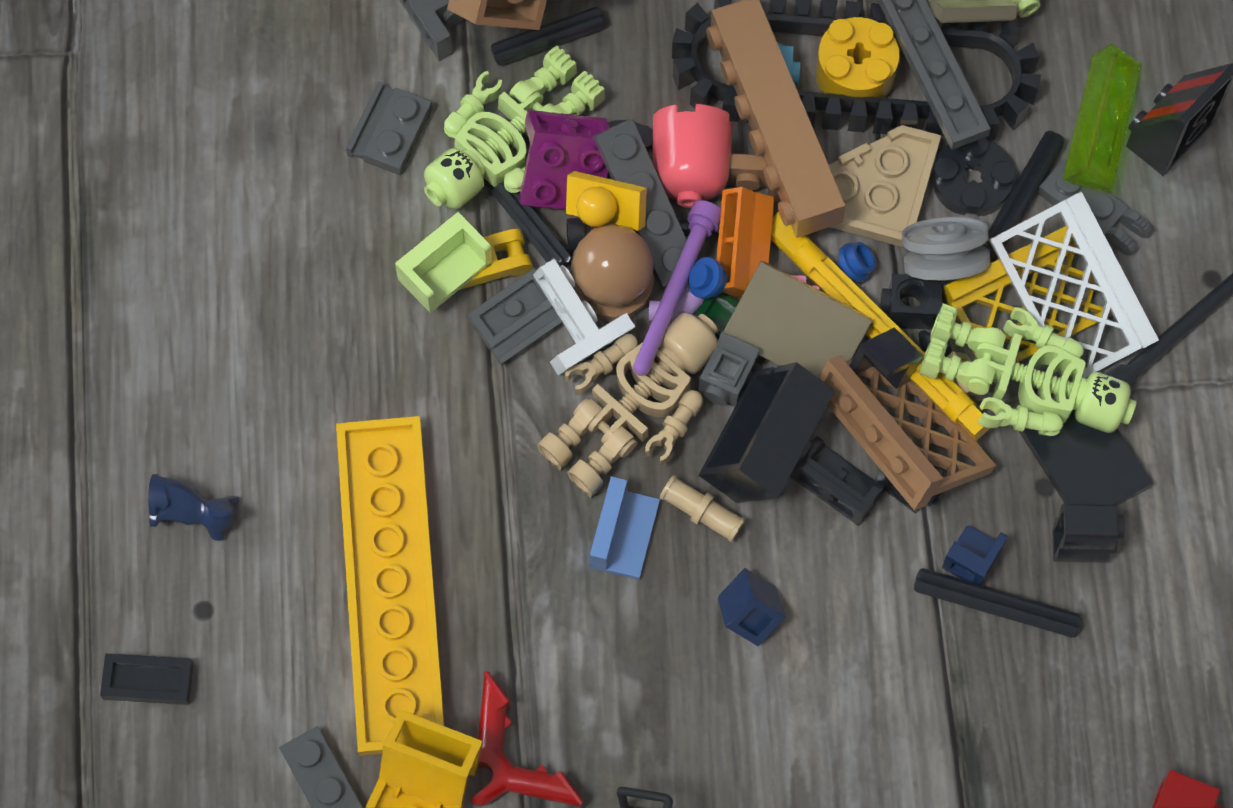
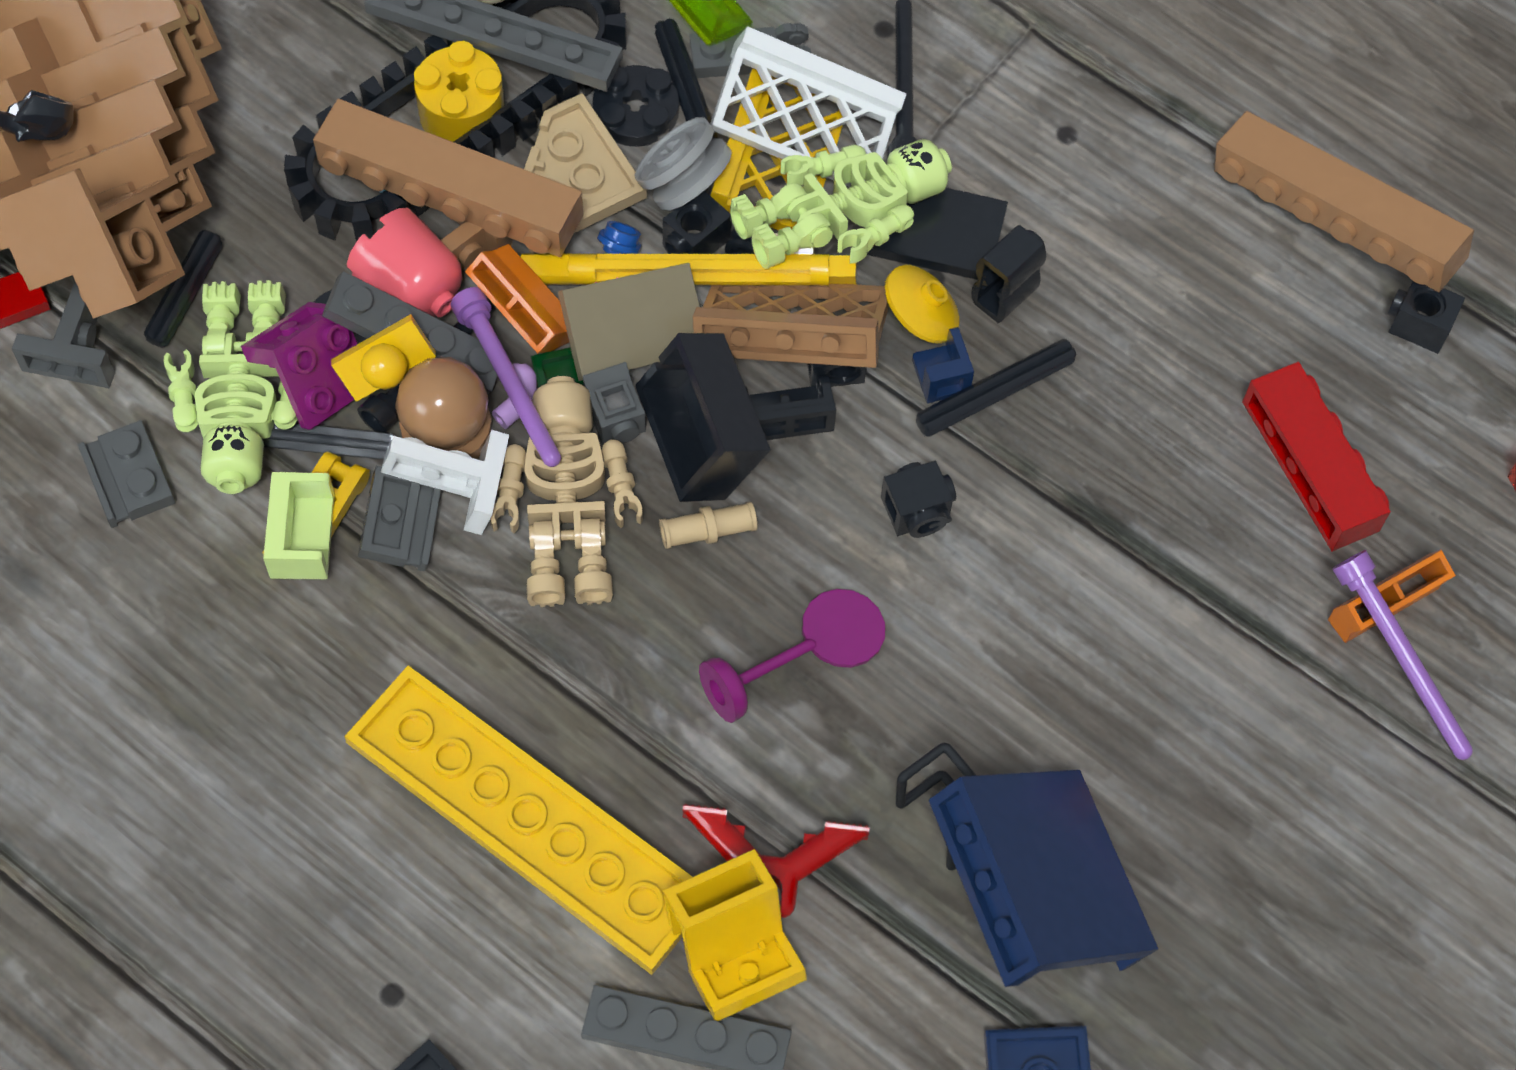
camera: 50 degrees left, 5 degrees down
(181, 503) = (280, 924): dark blue animal -> none
(623, 531) = (665, 600): medium blue panel -> none
(707, 278) = (525, 348): blue plate -> none
(710, 660) = (836, 627): none -> magenta piece
(751, 607) = (827, 560): dark blue panel -> none
(856, 626) = (918, 499): none -> black brick
(890, 355) = (733, 276): black panel -> none
(994, 497) = (921, 303): none -> yellow dish

